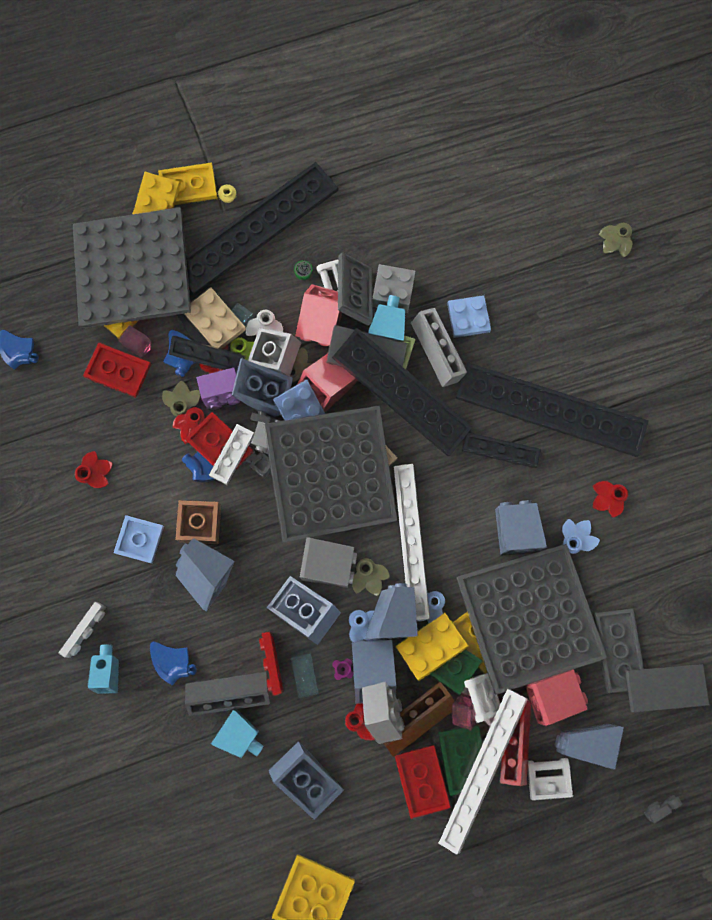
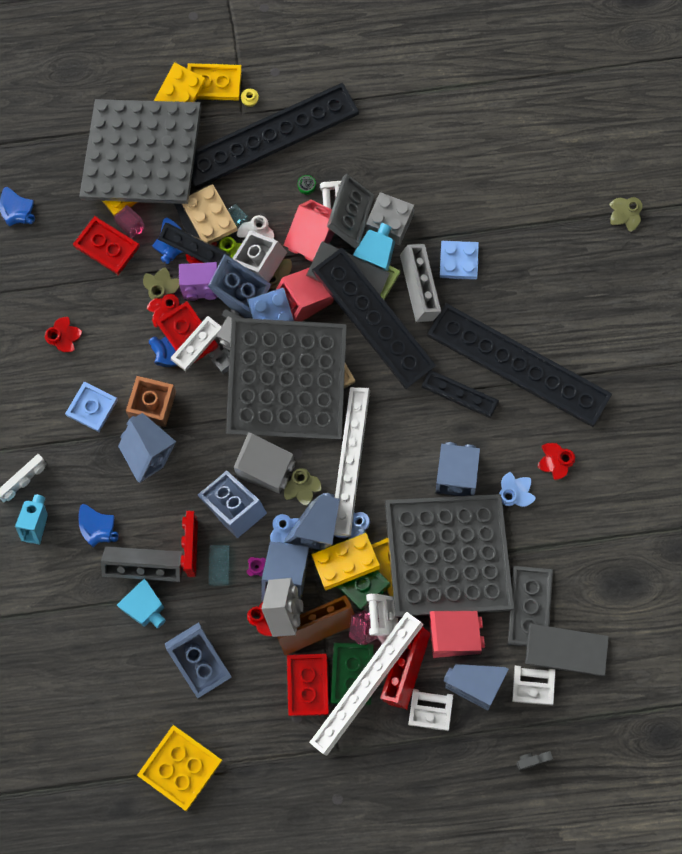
camera: 20 degrees right, 5 degrees down
(643, 738) = (531, 691): none -> white plate

